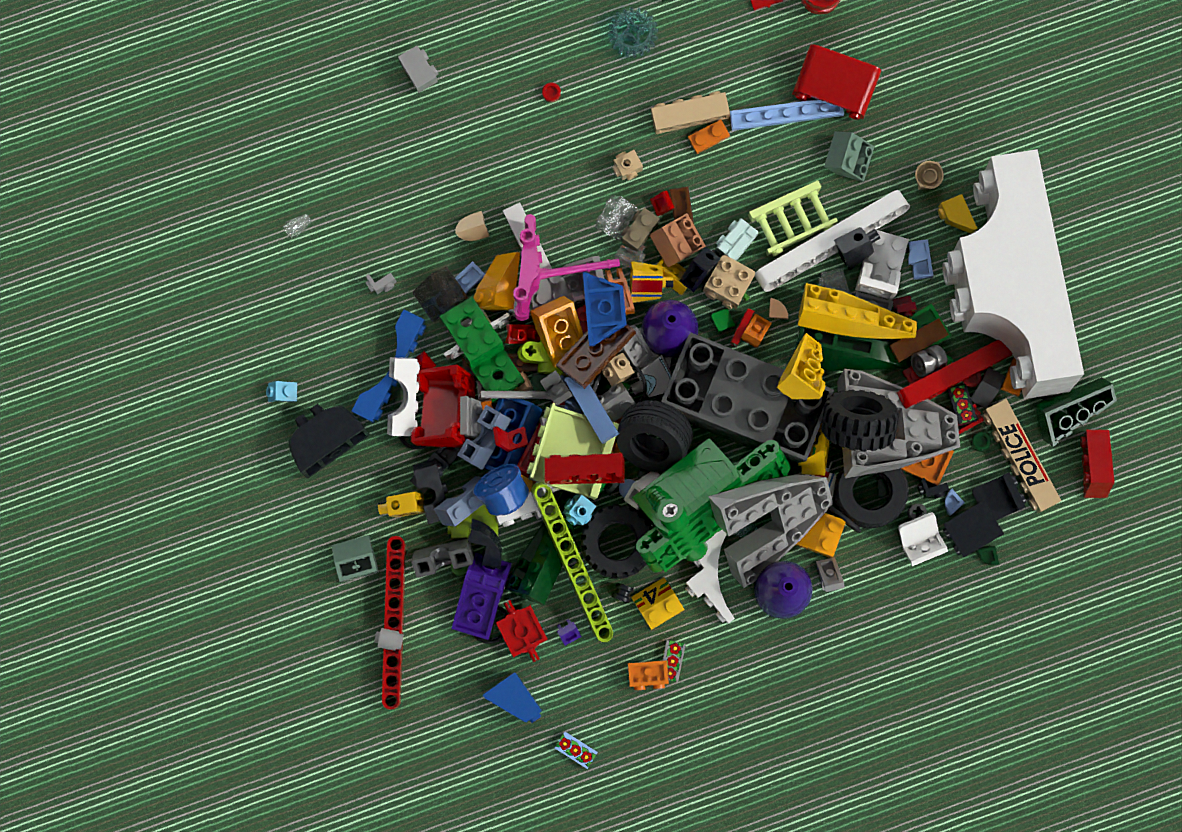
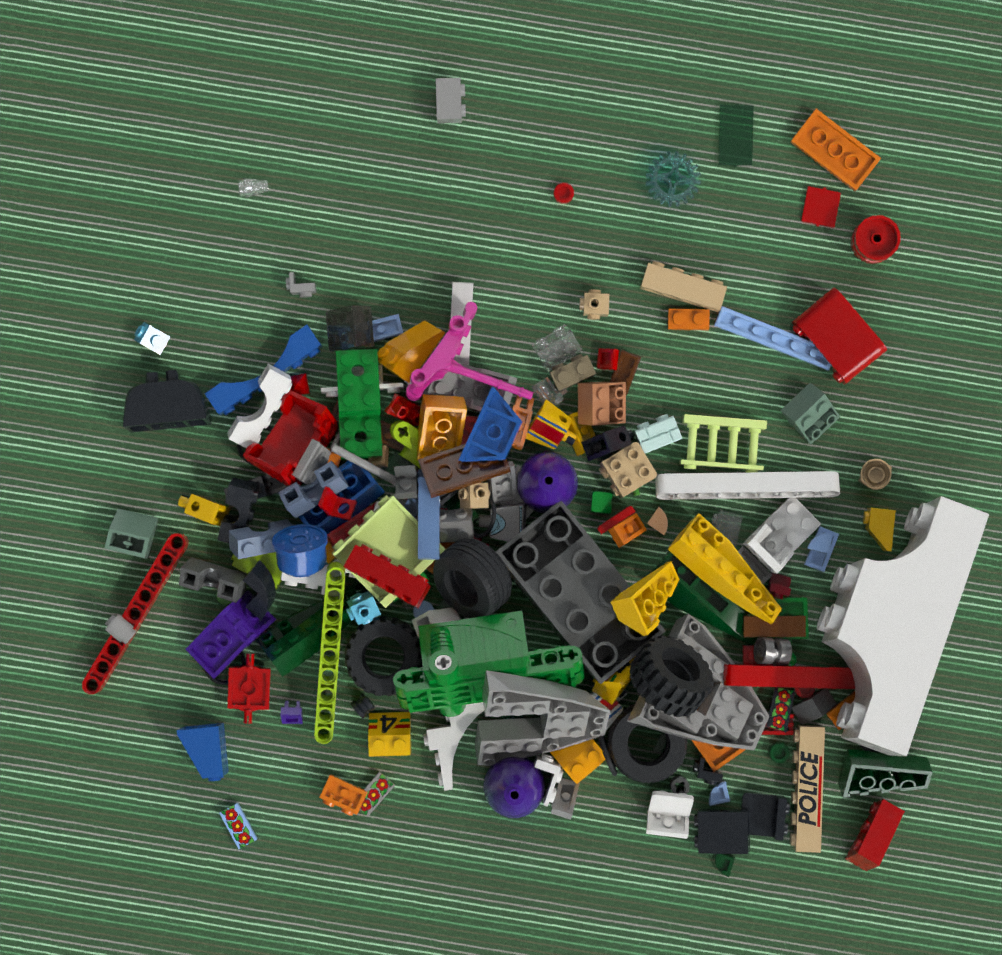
camera: 30 degrees right, 5 degrees up
(472, 227) = (416, 281): tan brick -> none
(812, 558) = (547, 763): none -> white bracket
(856, 246) = (766, 504): black torso -> none

